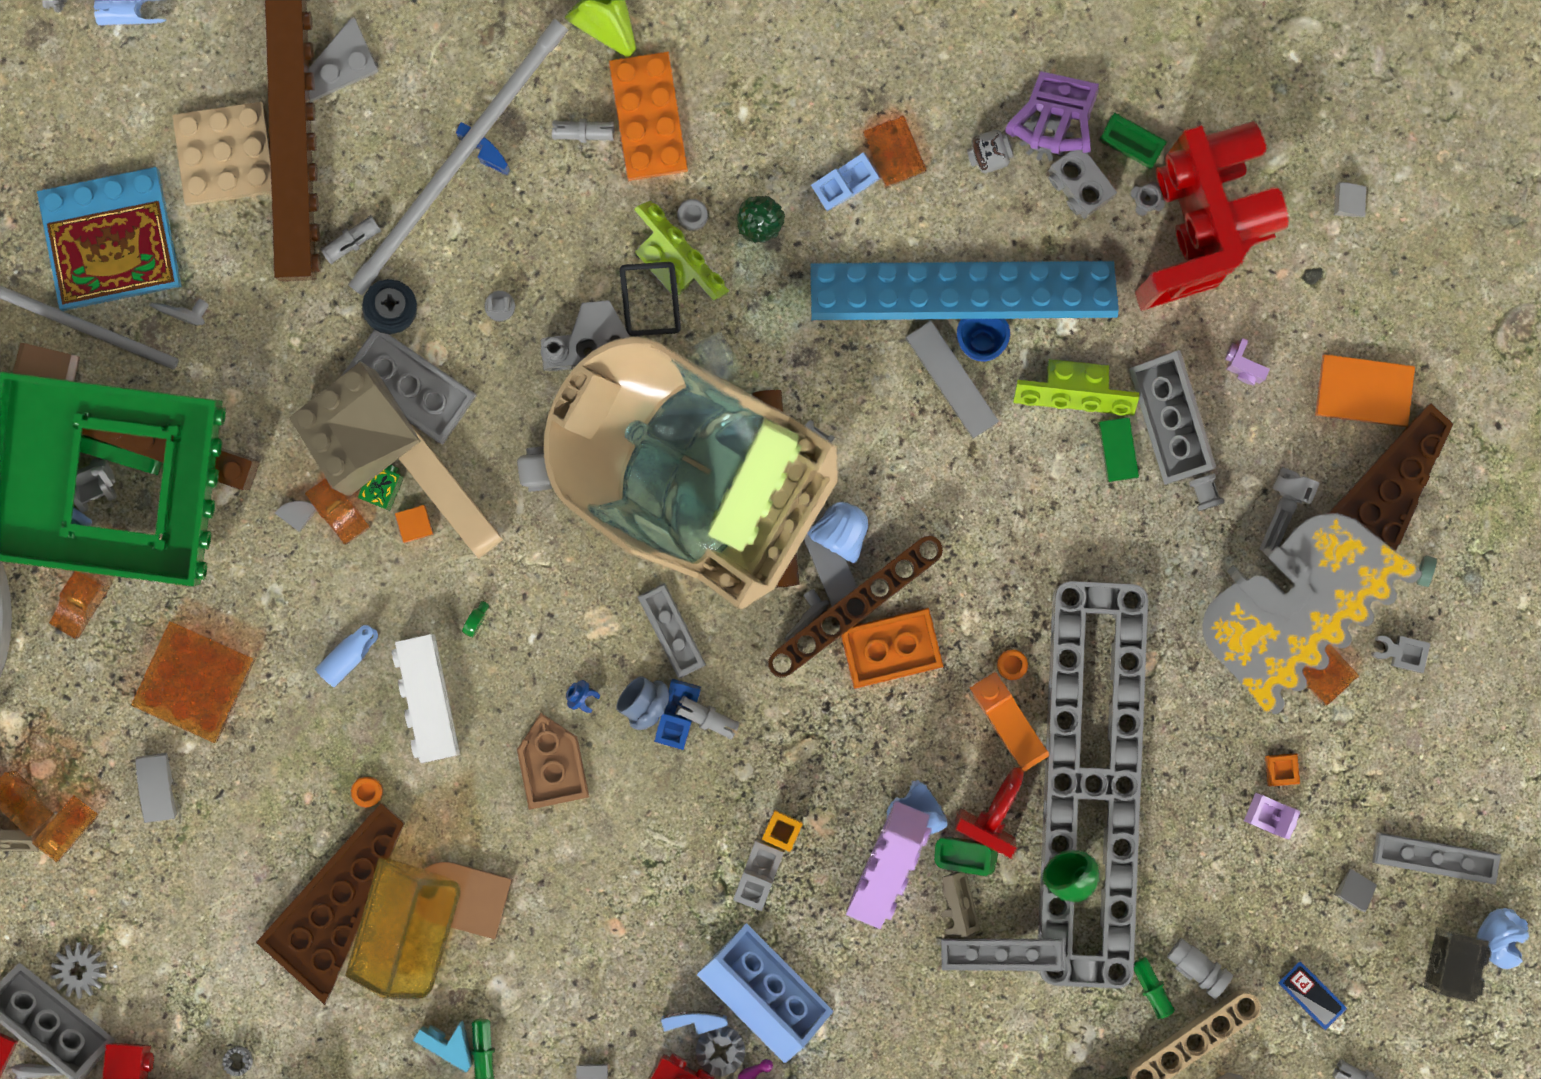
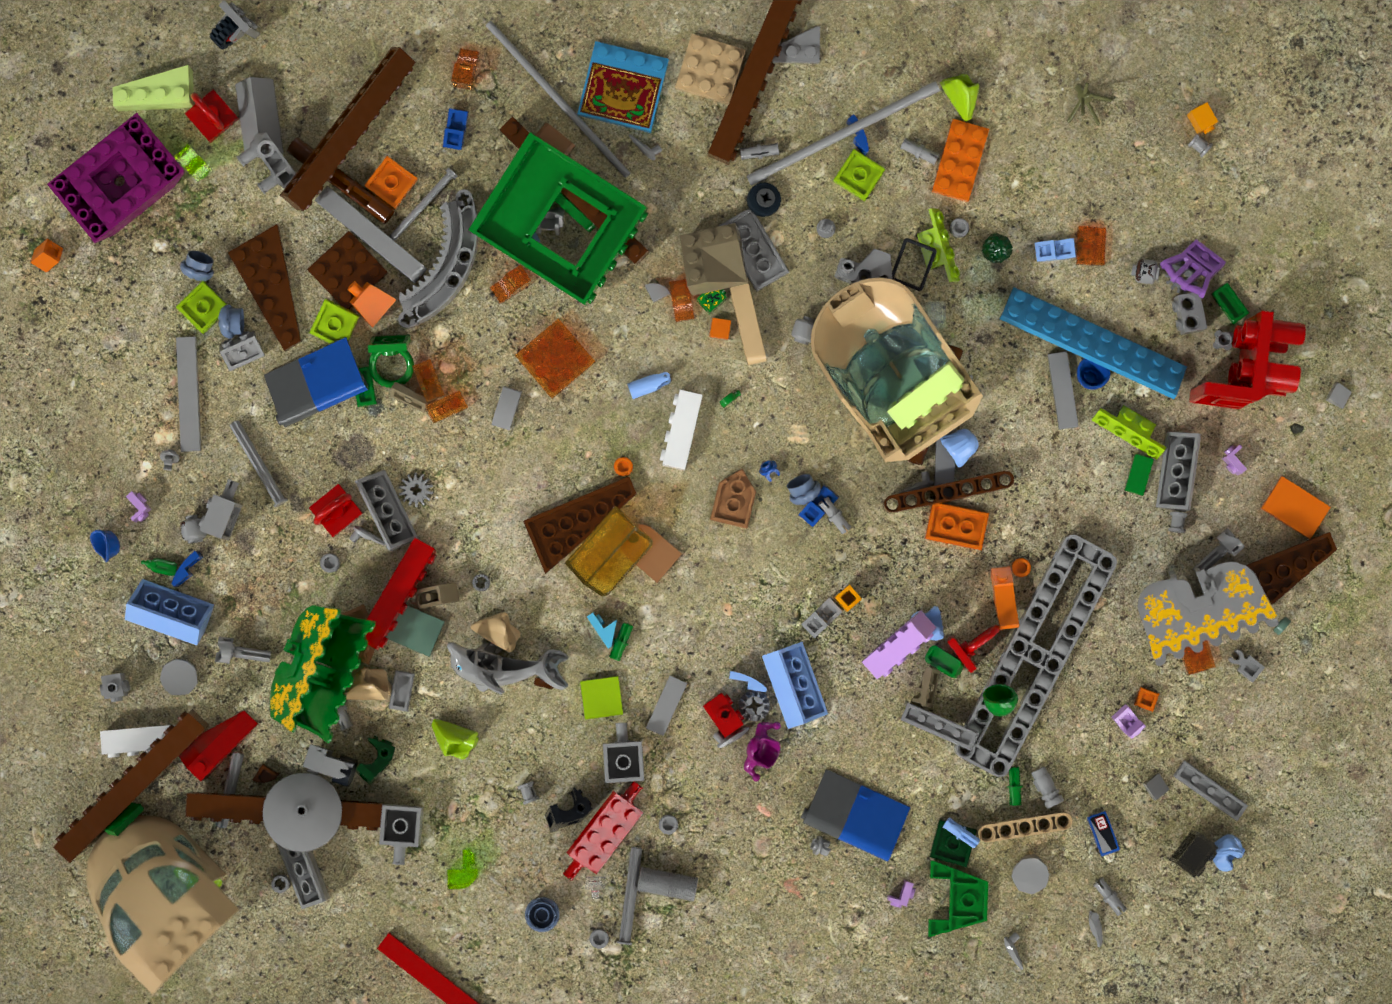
camera: 25 degrees right, 0 degrees up
(512, 206) = (859, 175): none -> lime tile
(671, 631) = (837, 457): light grey tile -> none

